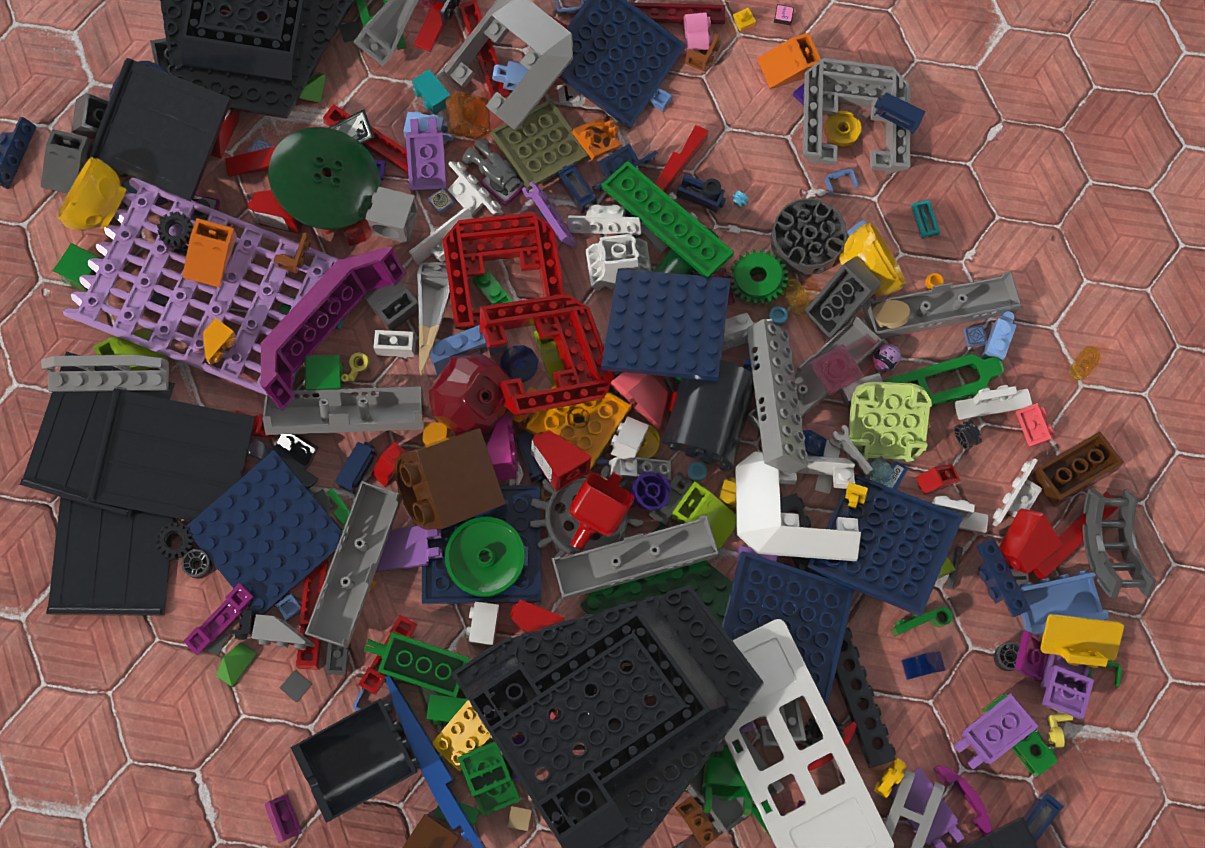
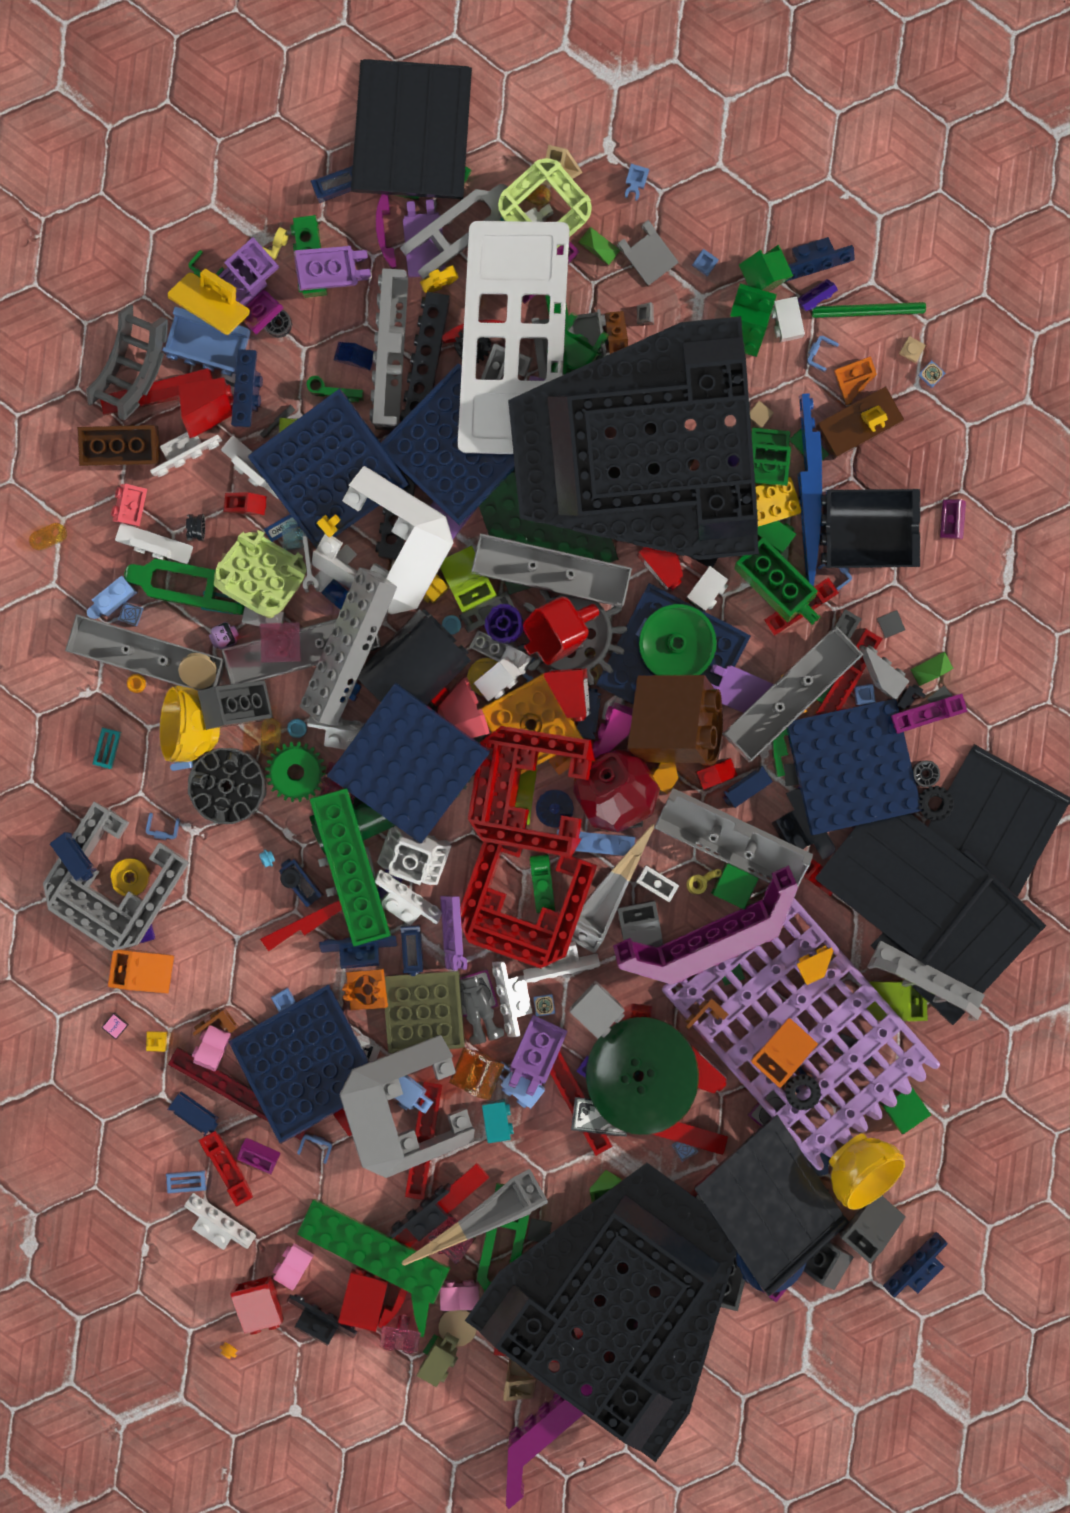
camera: 145 degrees left, 15 degrees up
(898, 690) = (390, 347): none -> light grey piece

